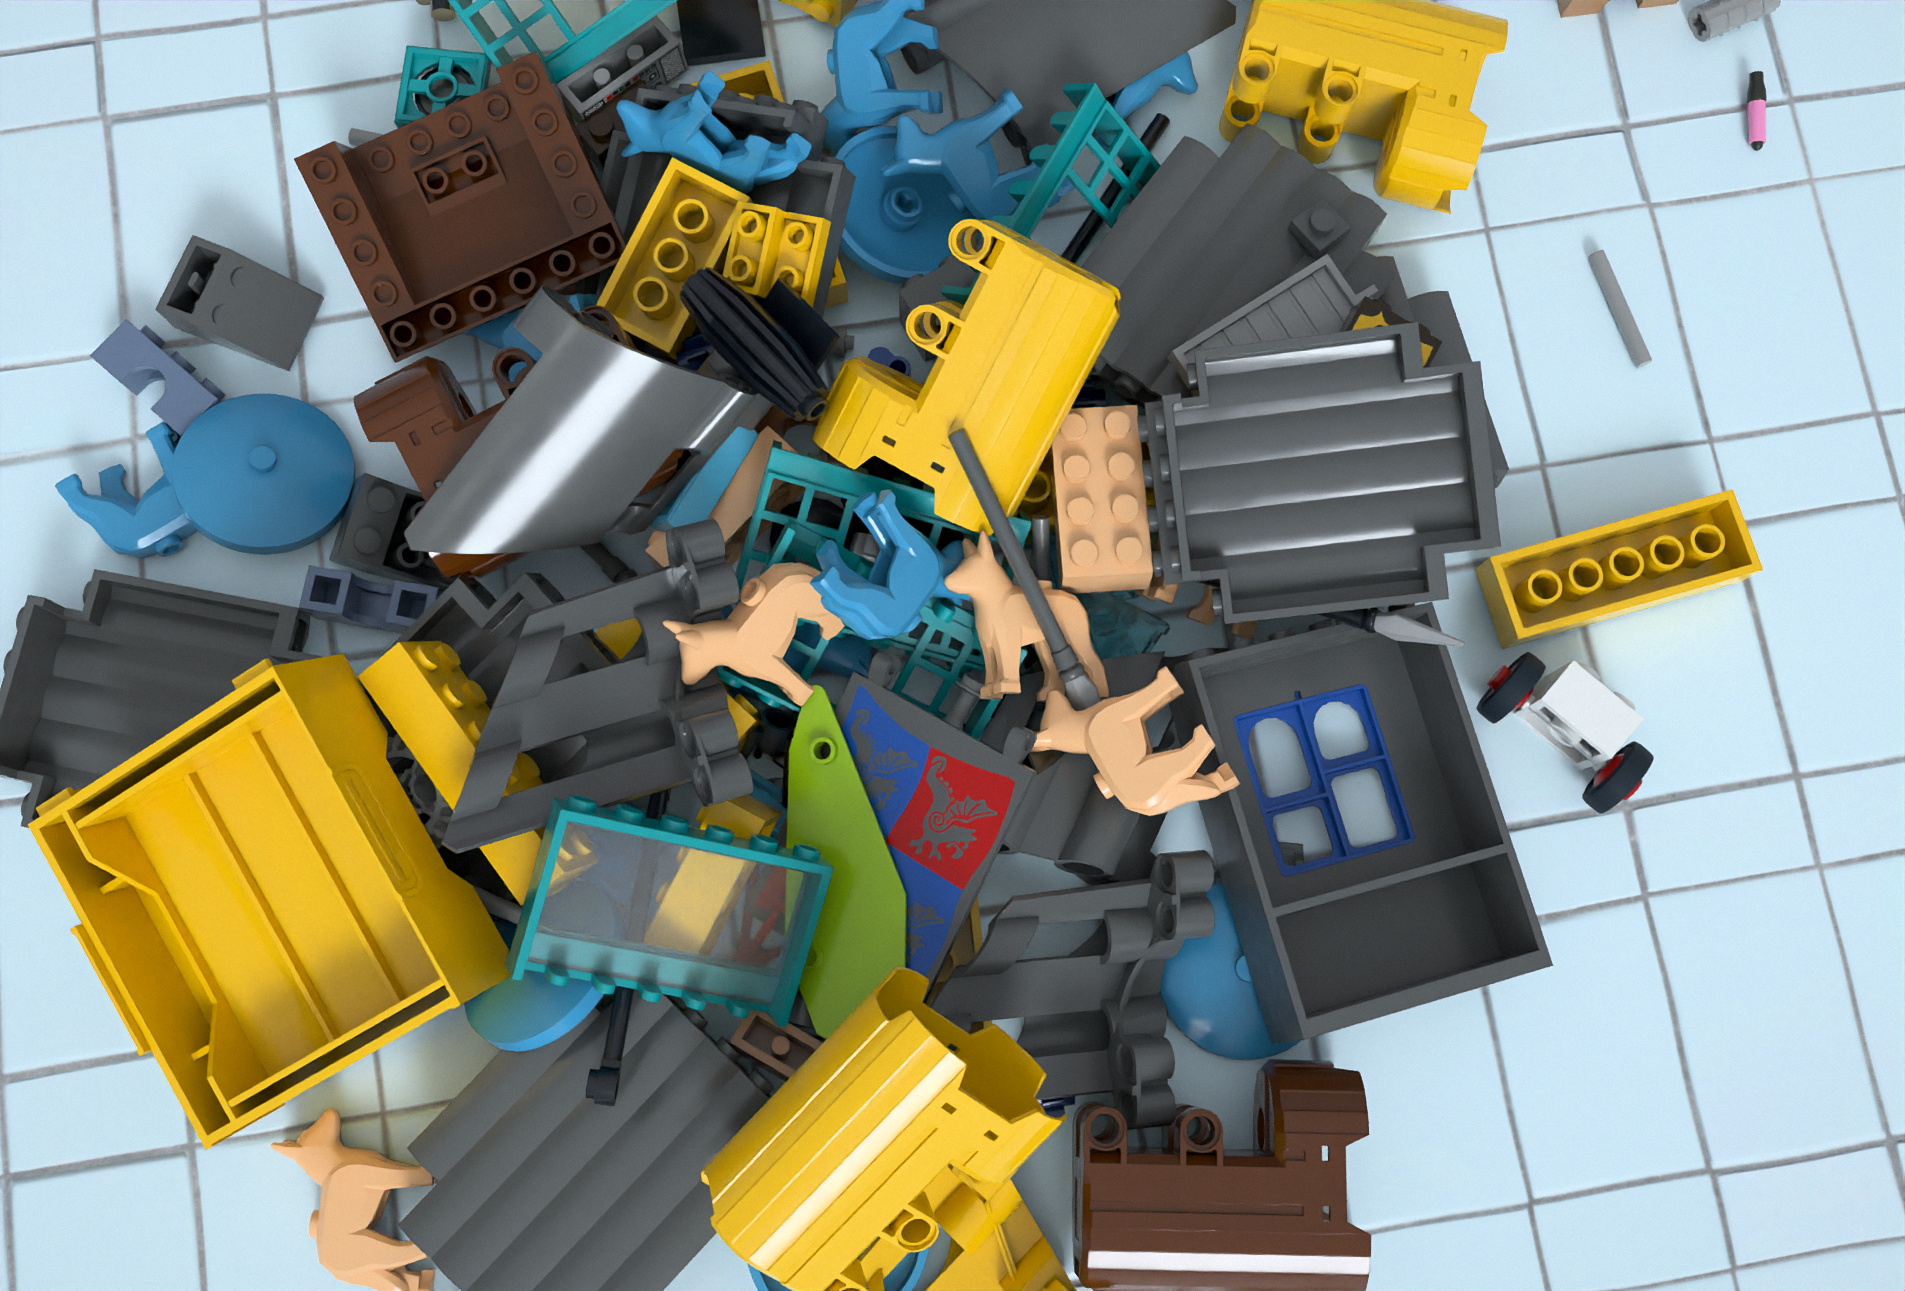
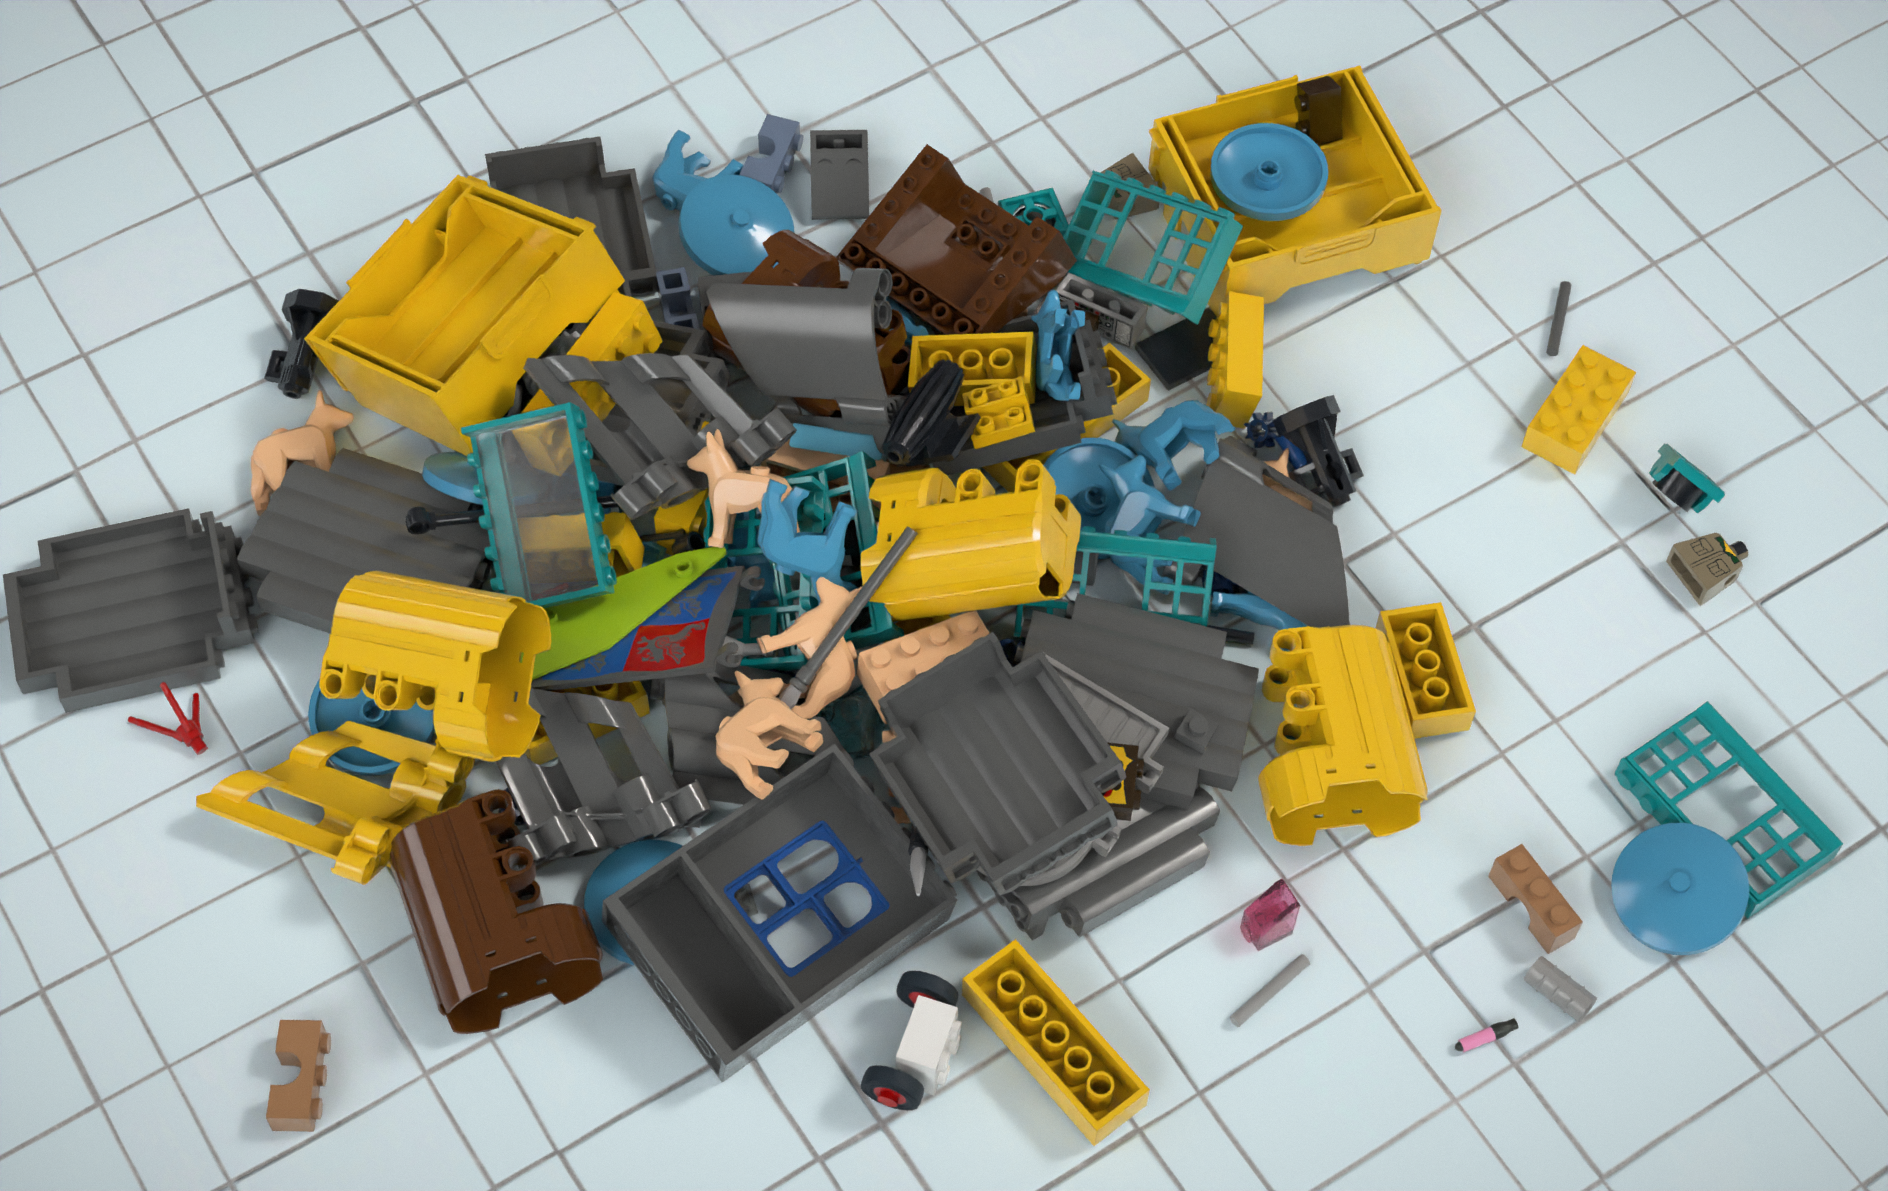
camera: 70 degrees right, 20 degrees down
(150, 1120) = (303, 311): none -> black piece
(1549, 262) = (1270, 916): none -> clear pink slope

